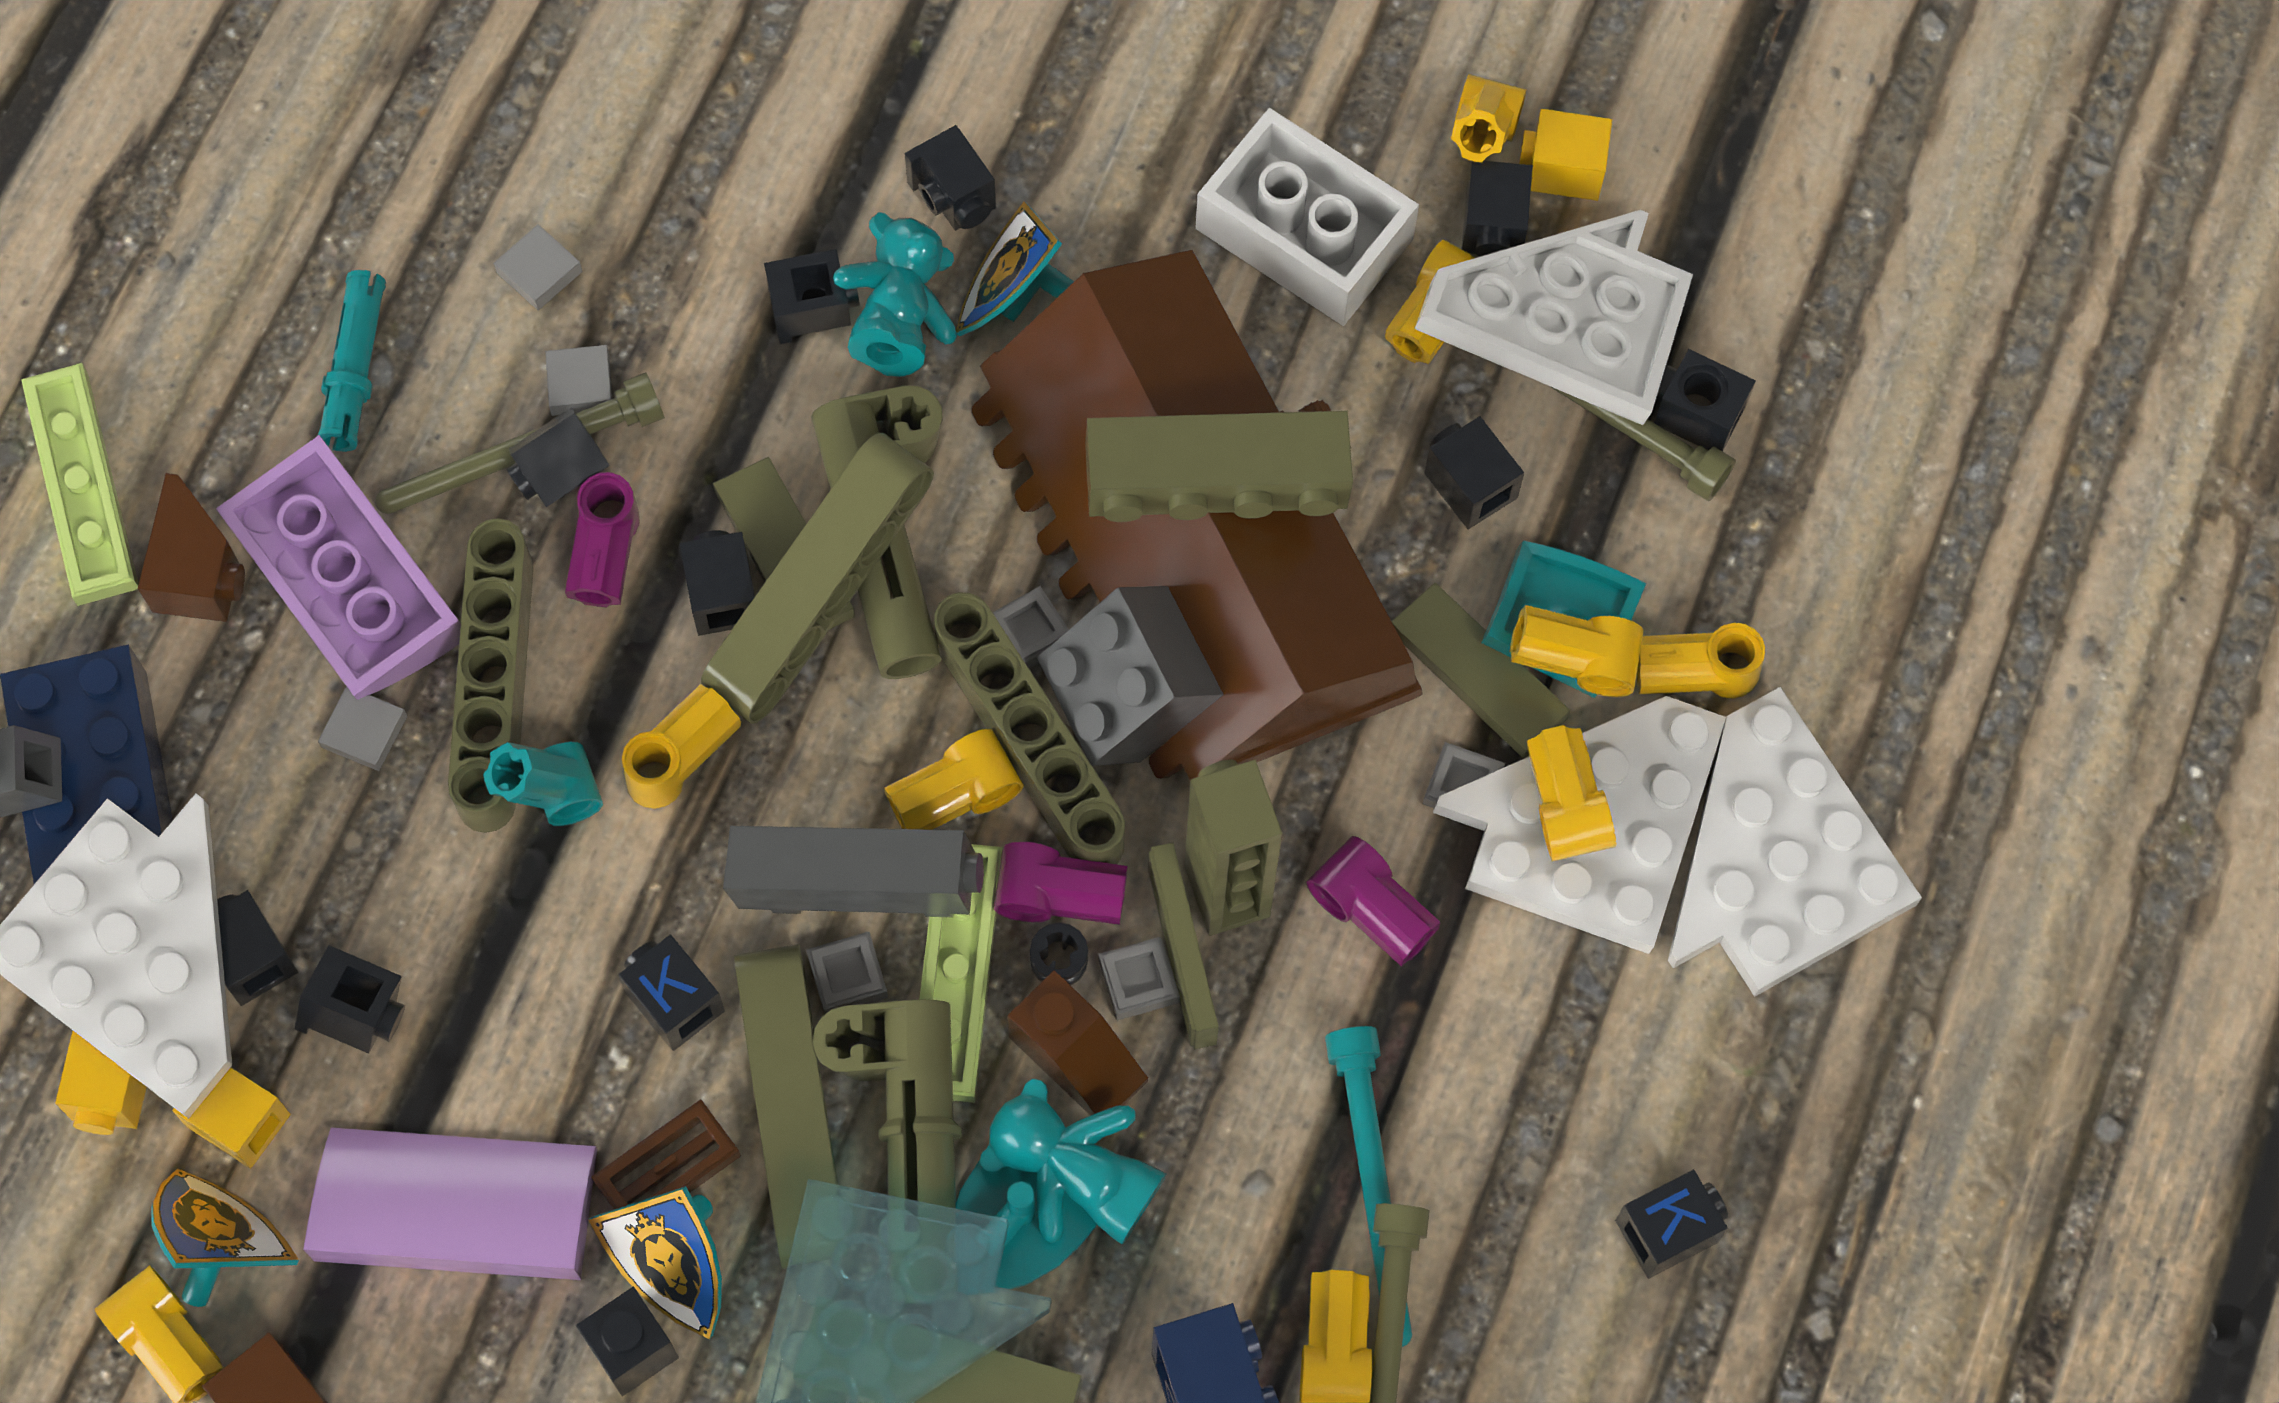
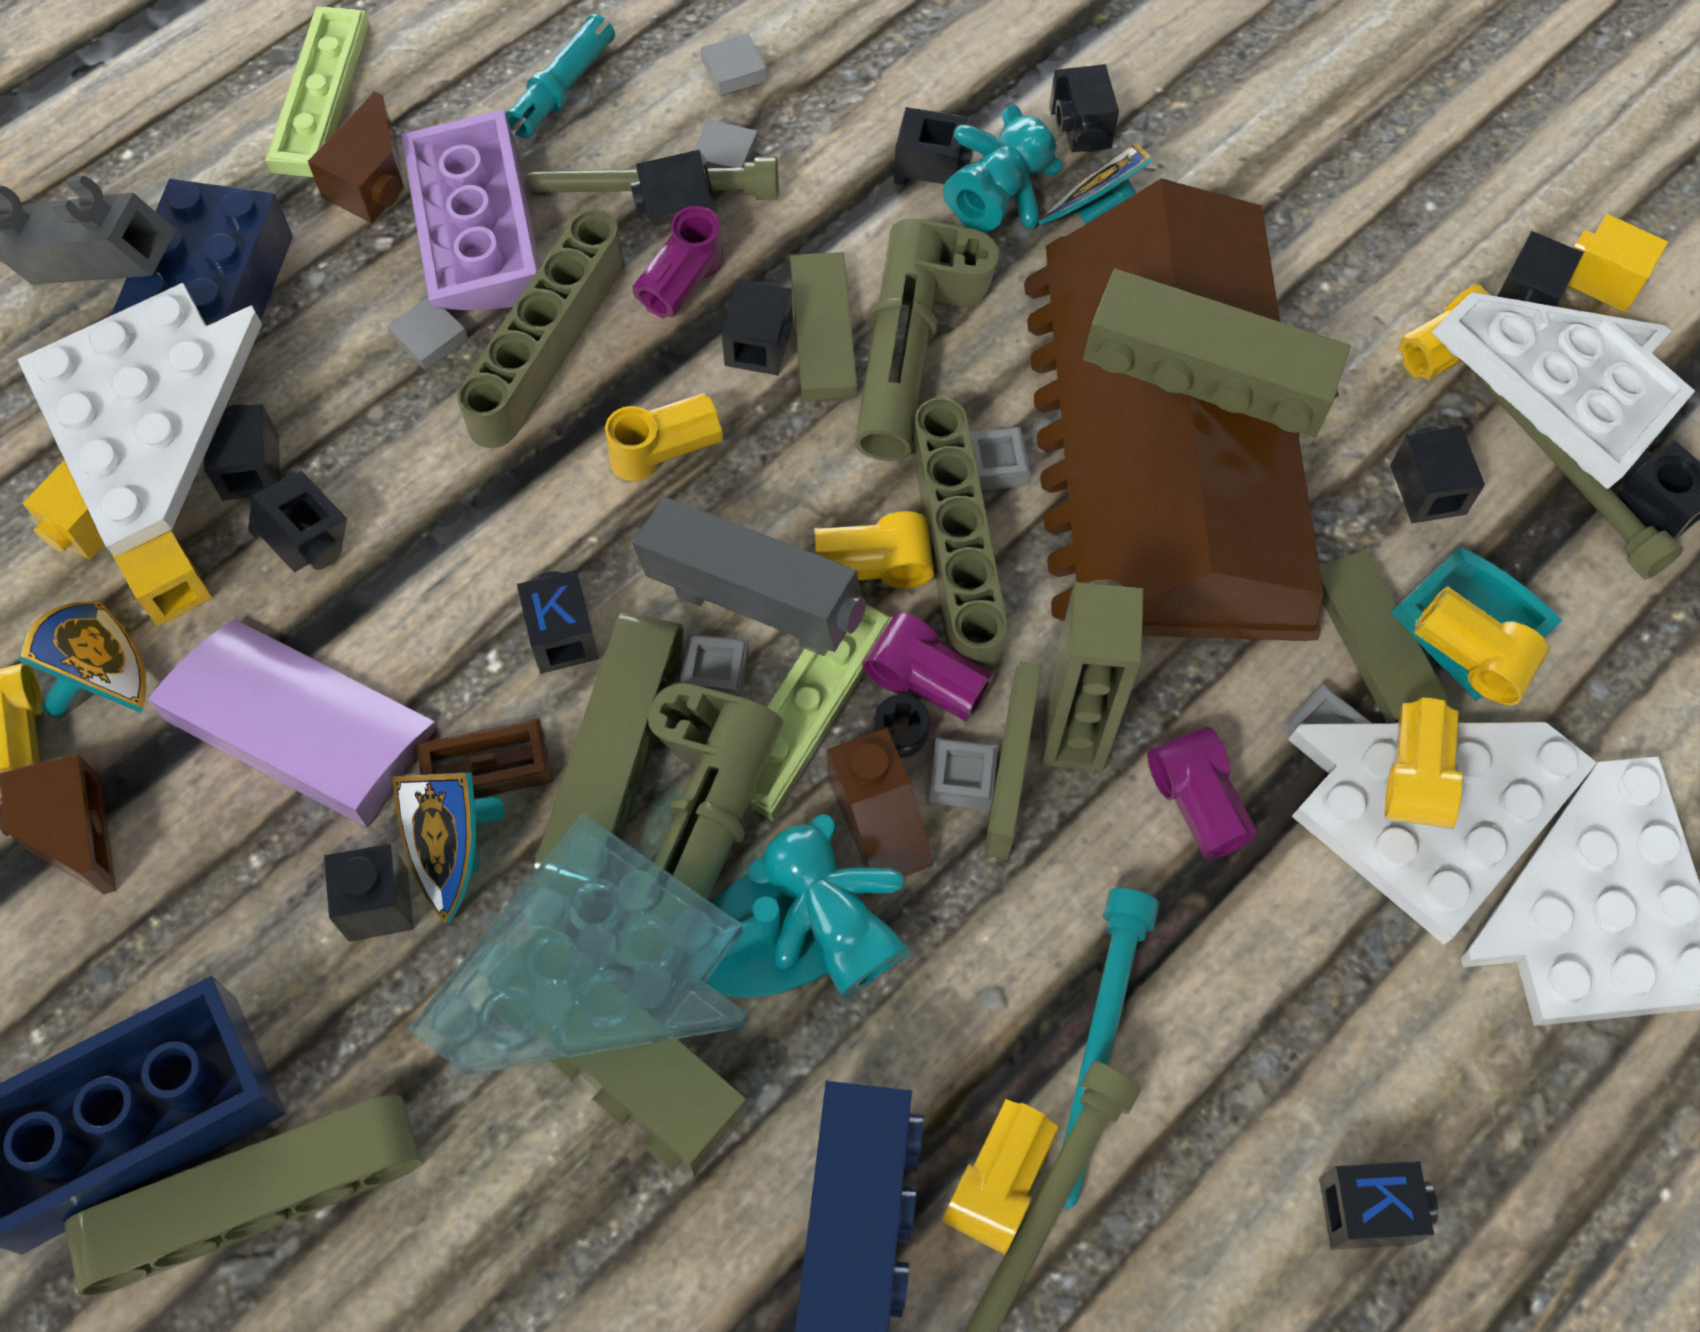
camera: 25 degrees right, 5 degrees down
(546, 779) = (550, 418): teal piece -> none
(817, 577) = (836, 340): olive beam -> none
(1129, 675) = (1064, 514): dark grey brick -> none
(1306, 216) = (1369, 227): white brick -> none
(1486, 117) = (1556, 207): yellow piece -> none
(1692, 662) = (1590, 704): yellow piece -> none

